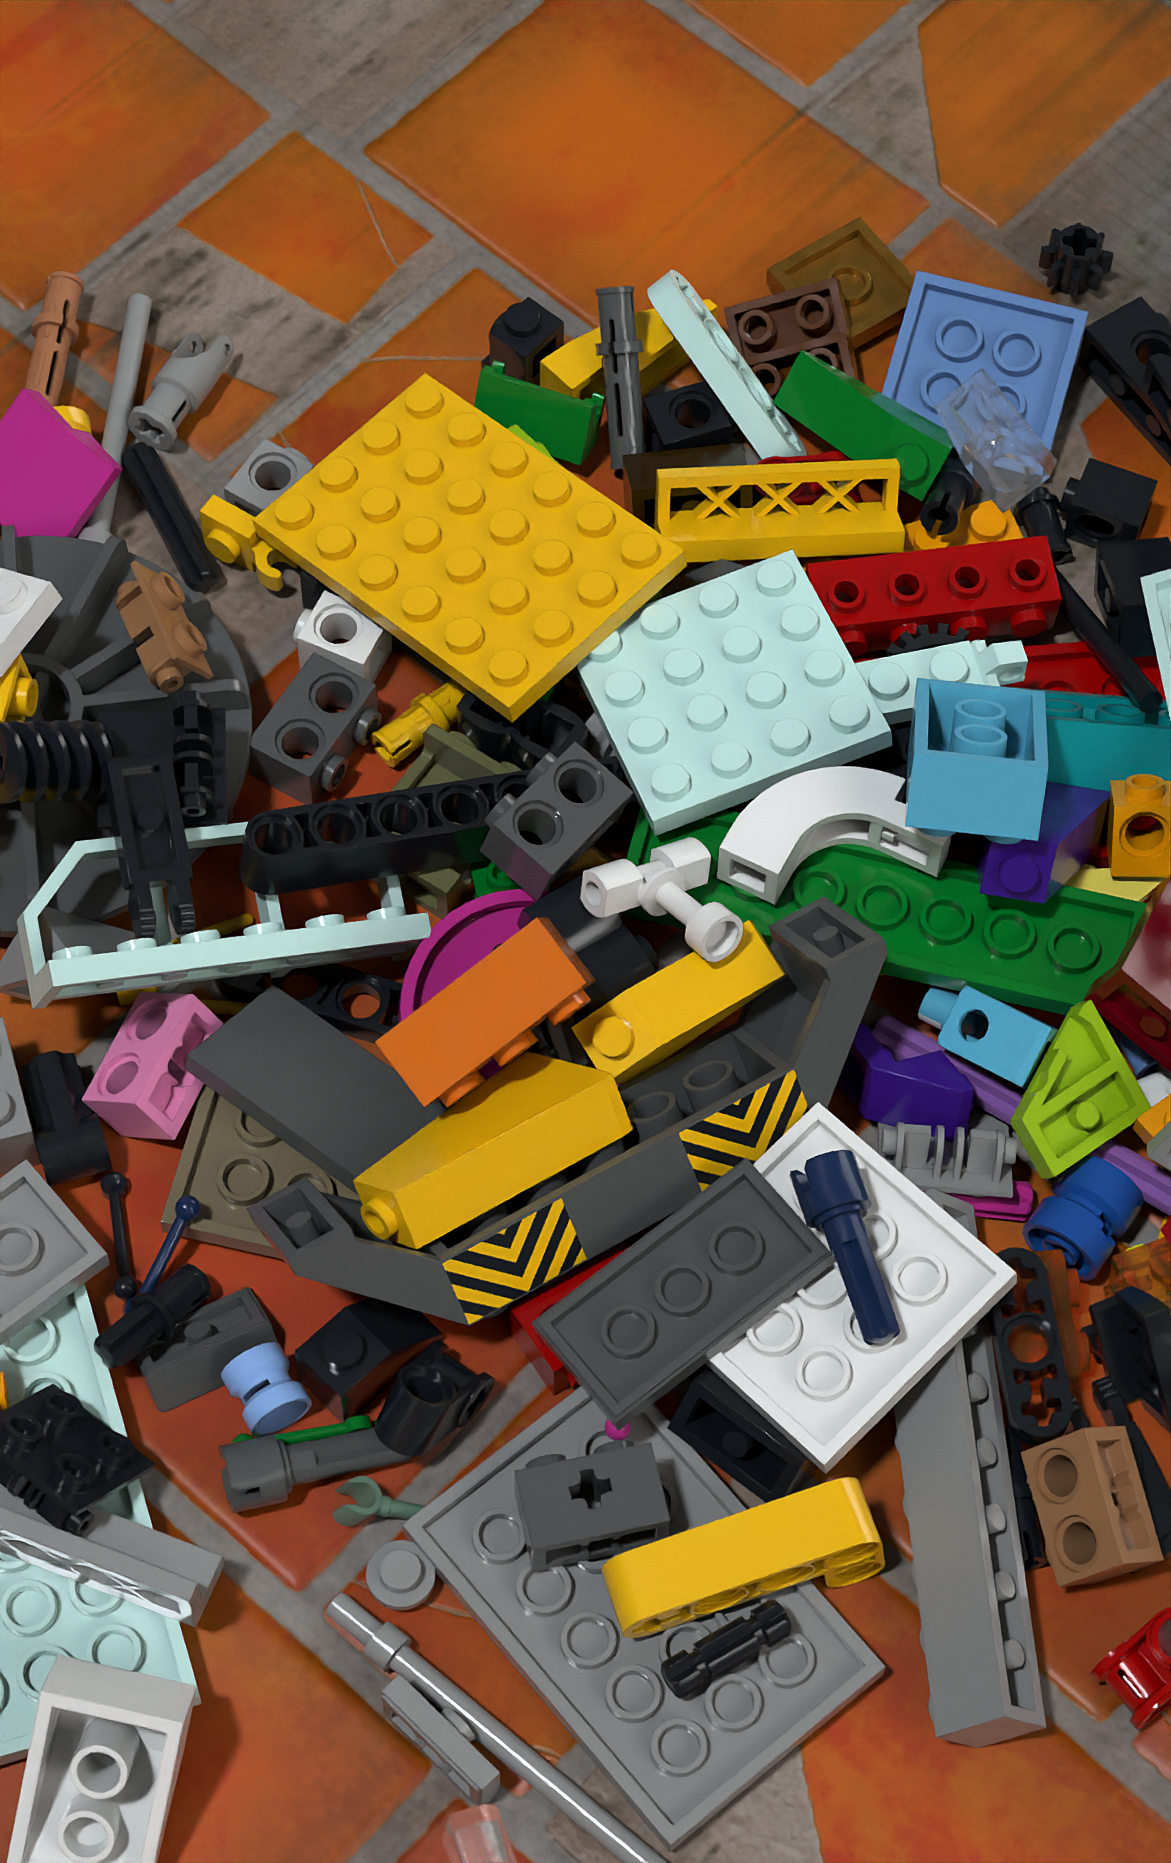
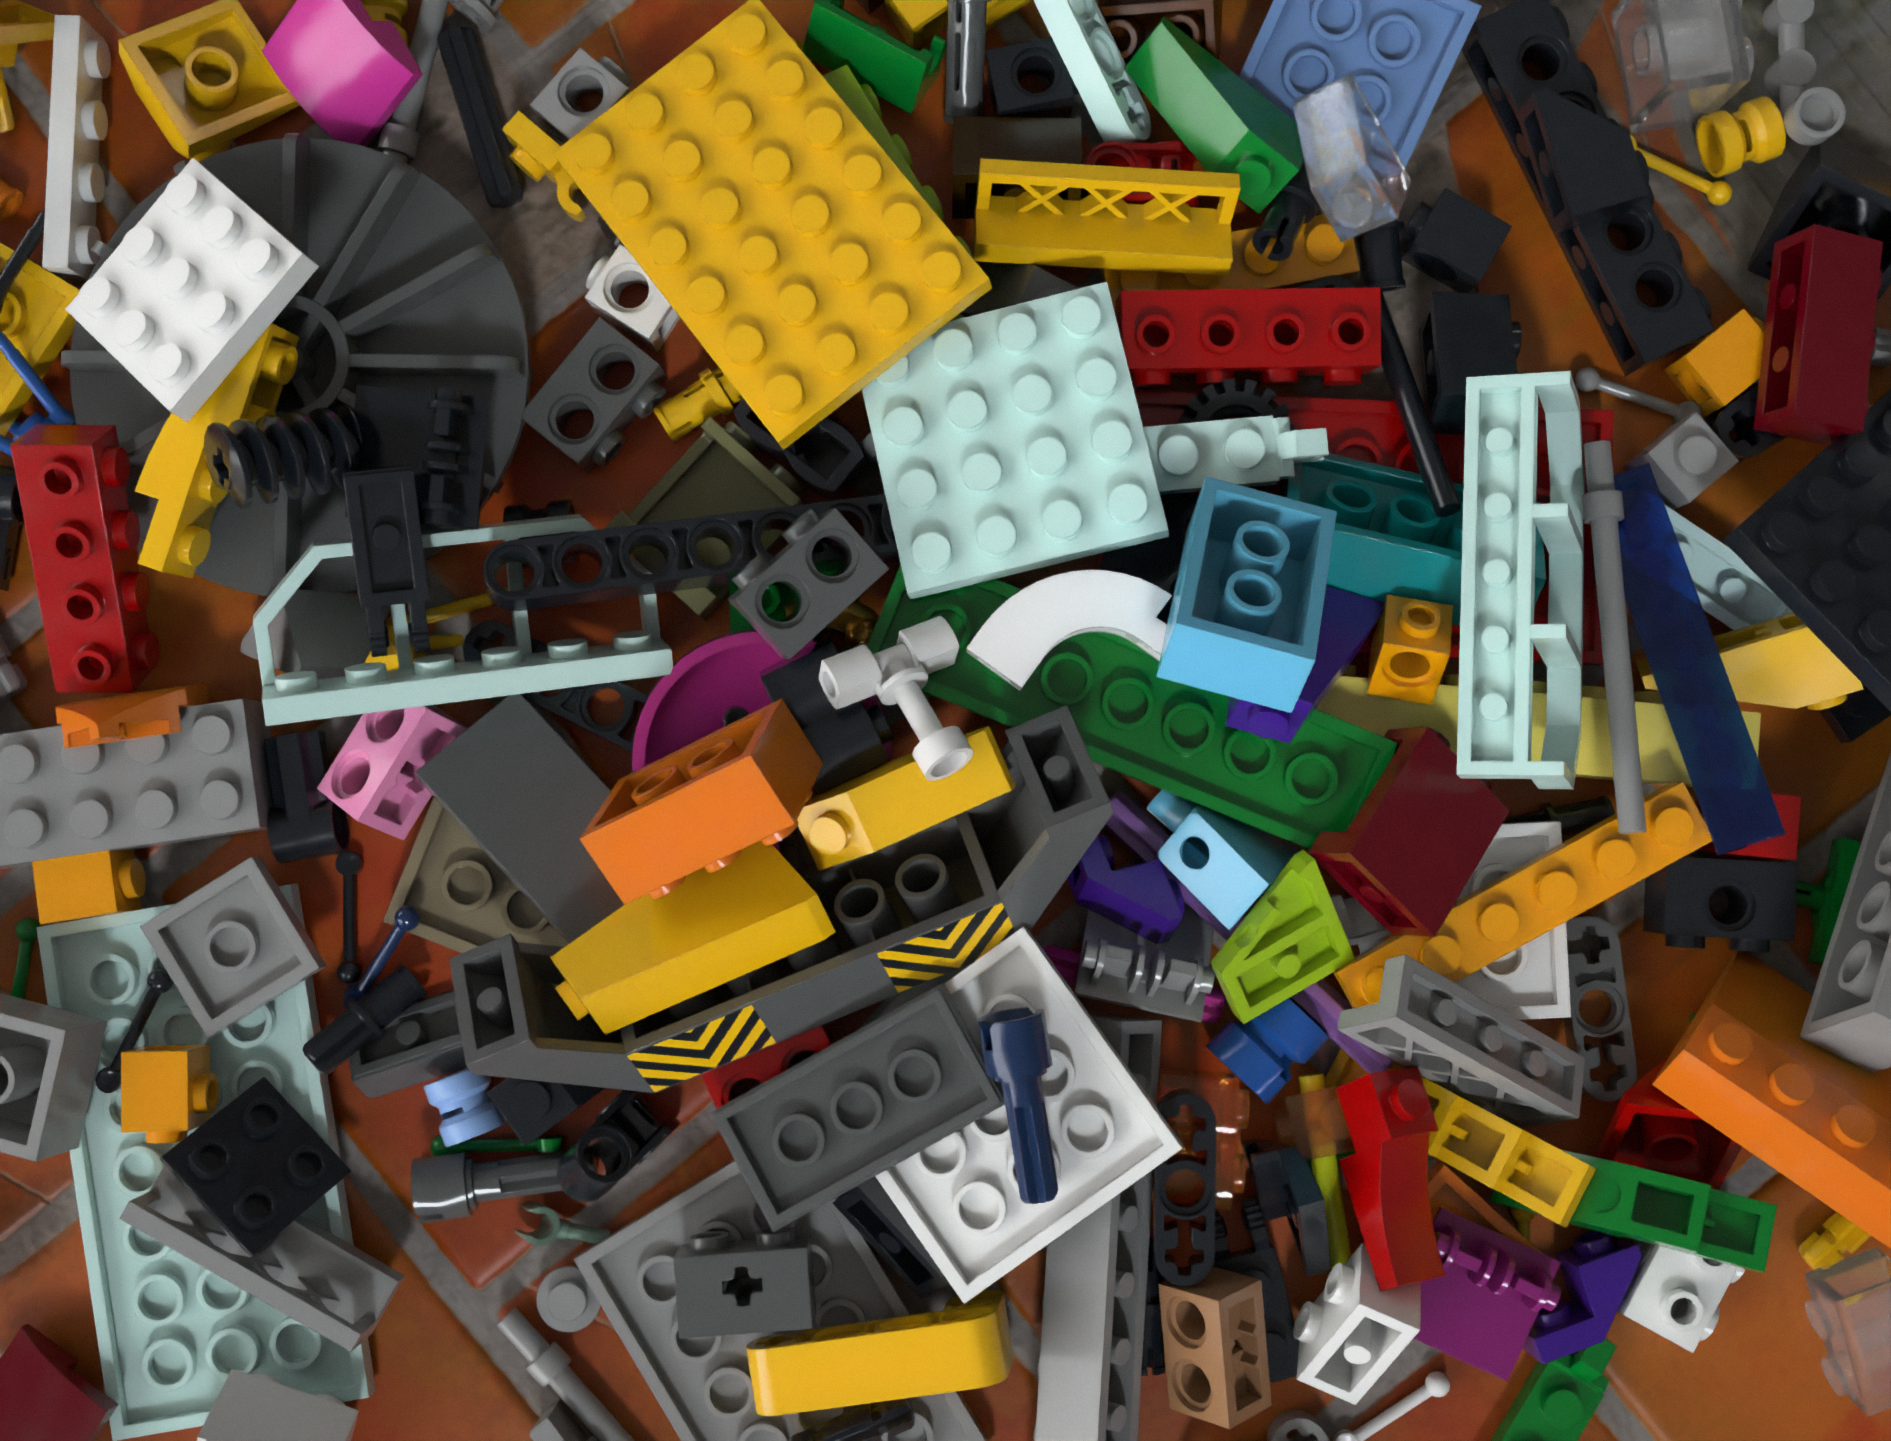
camera: 10 degrees right, 25 degrees up
(155, 607) = (430, 270): medium nougat hinge -> none

